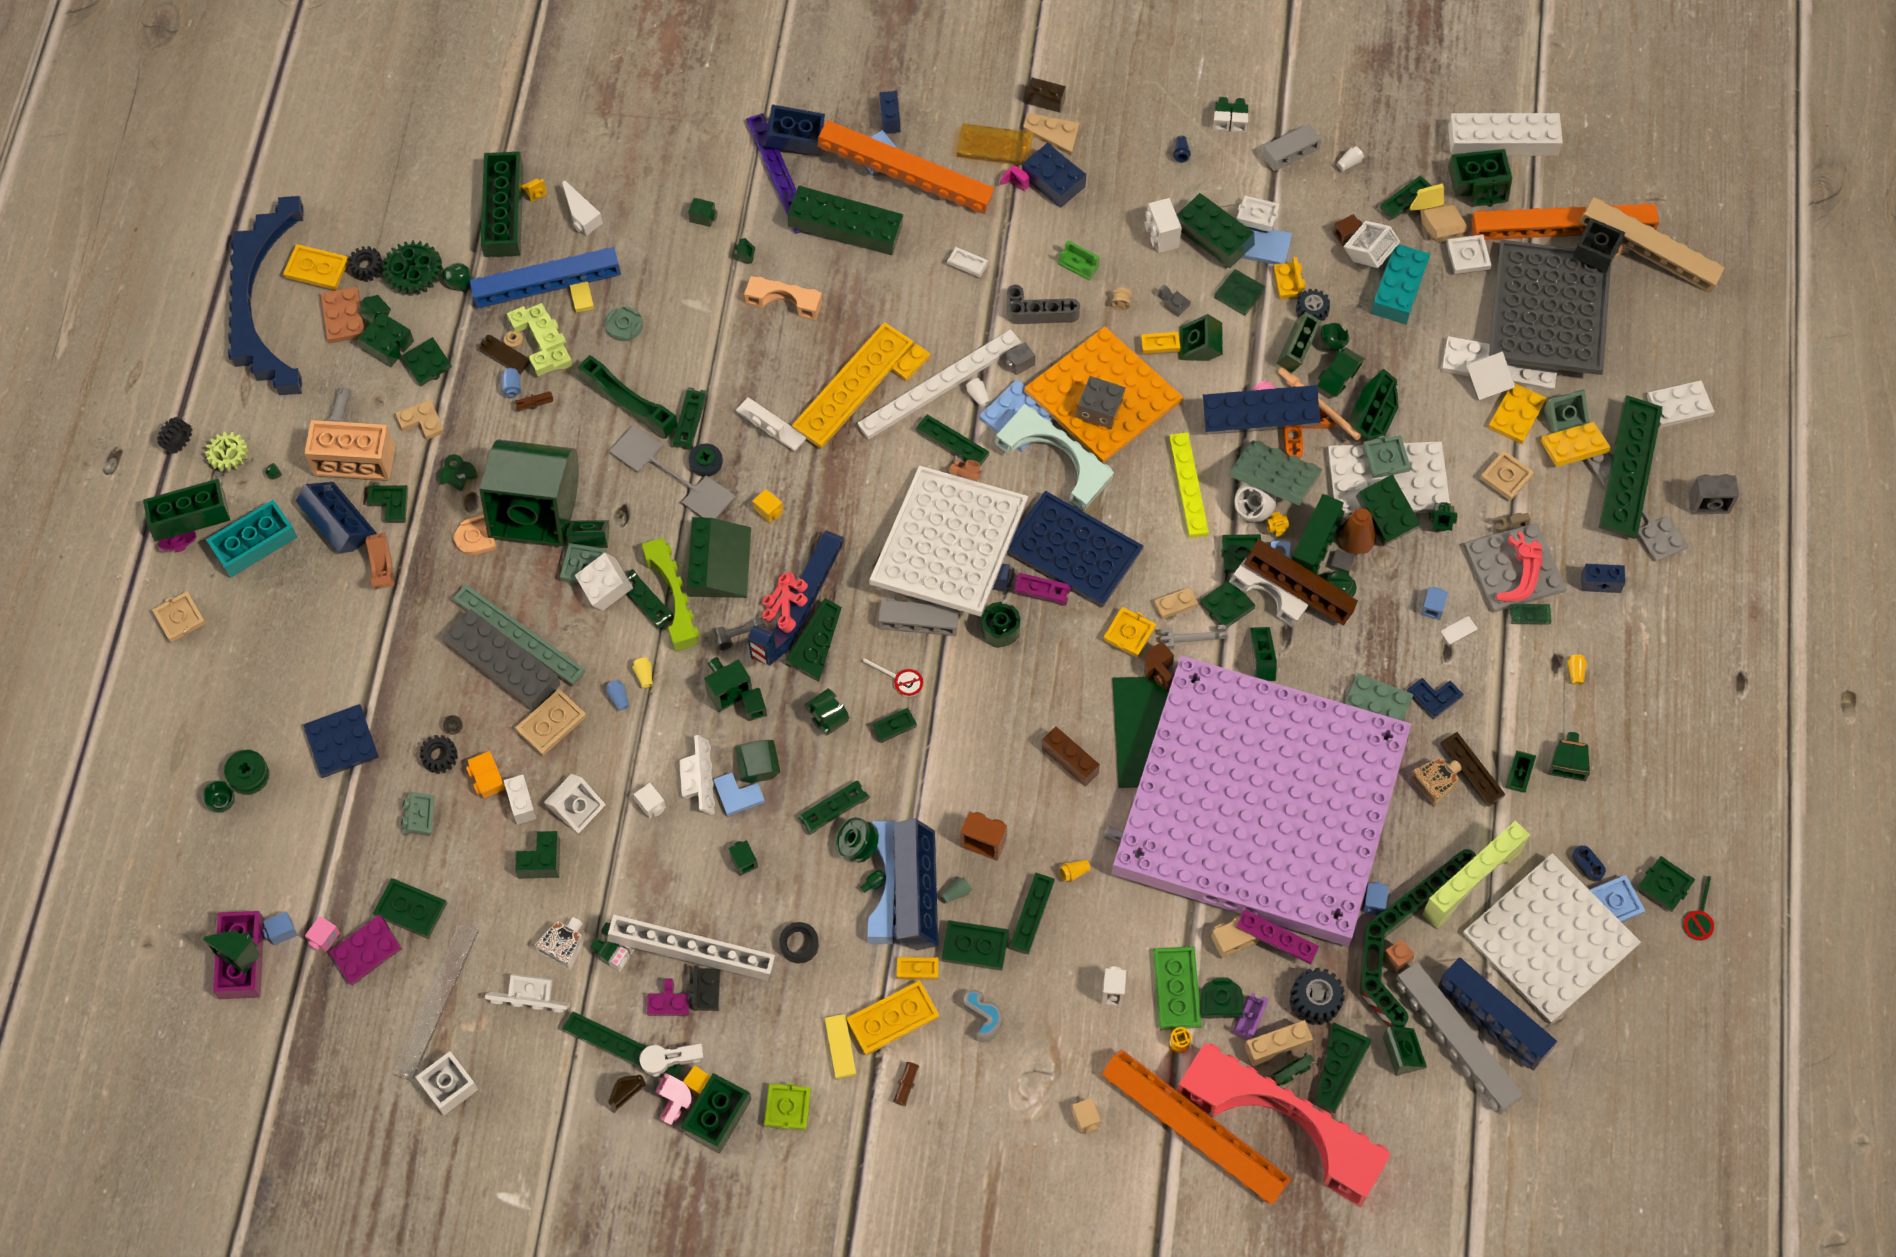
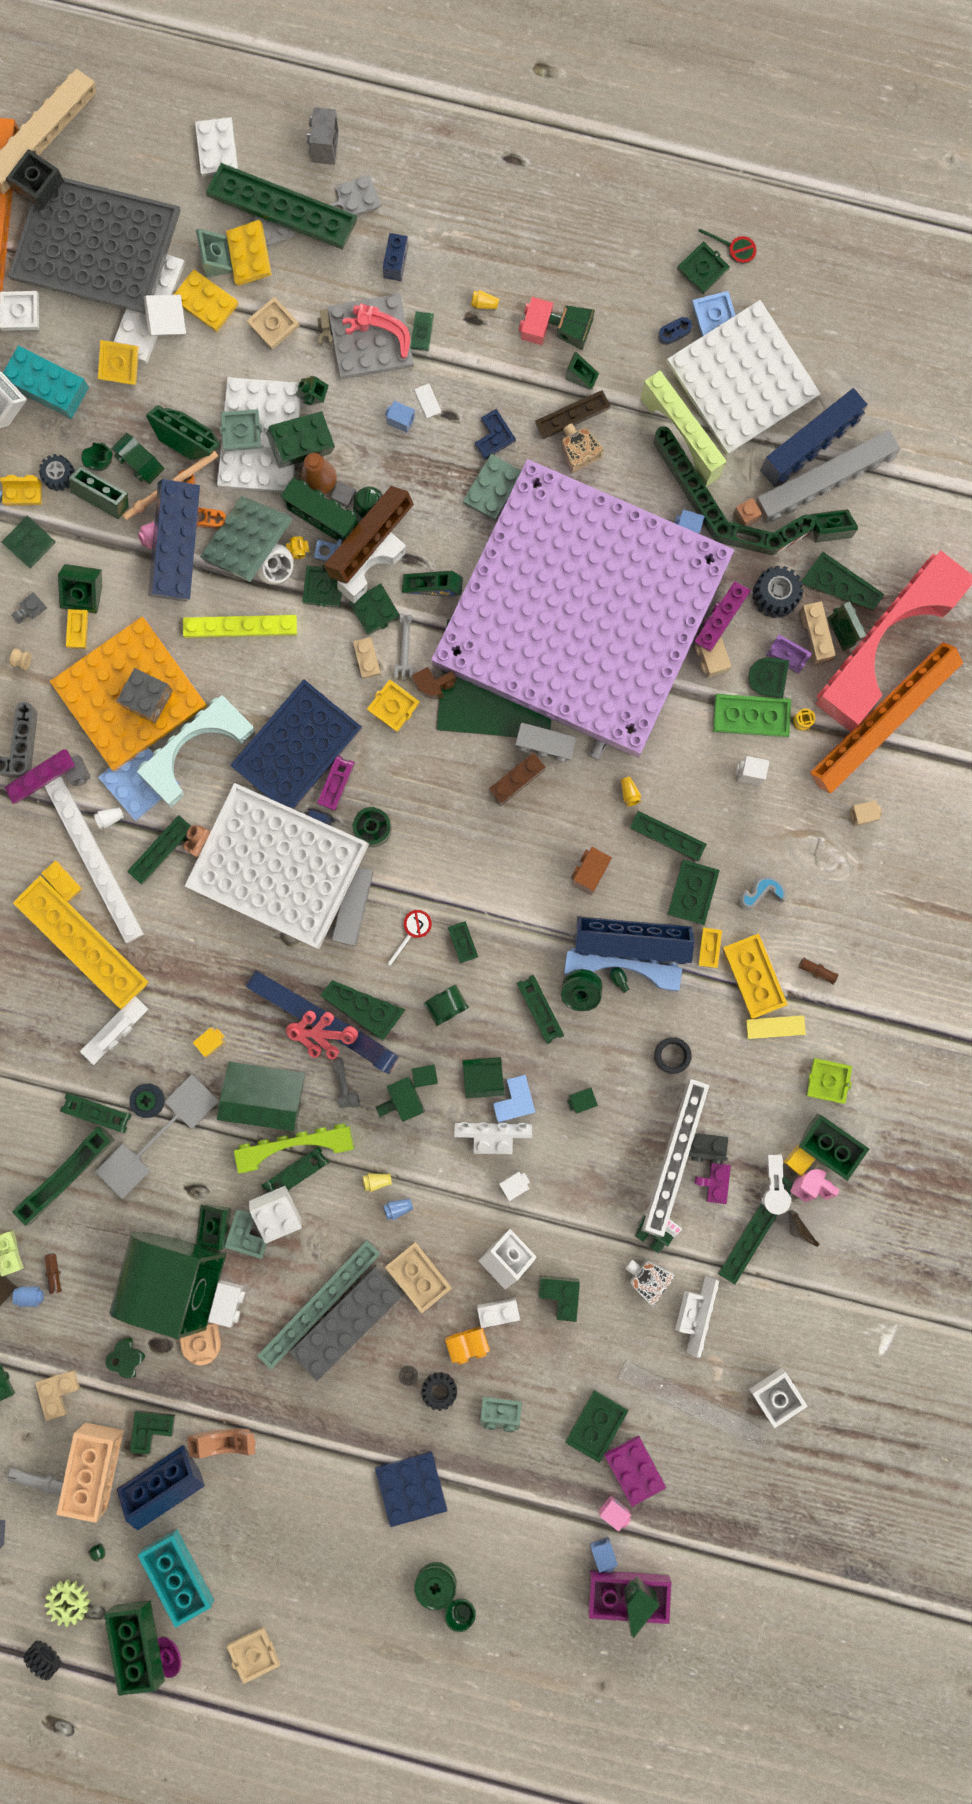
camera: 85 degrees left, 20 degrees up
(514, 551) = (226, 1304): none -> white brick
(958, 889) = (637, 902): sand green cone -> none
(1009, 328) = (39, 776): none -> magenta plate
(1113, 779) = (545, 742): none -> light grey brick
(1434, 342) = (118, 362): none -> yellow plate
(1563, 720) = (536, 320): none -> coral brick

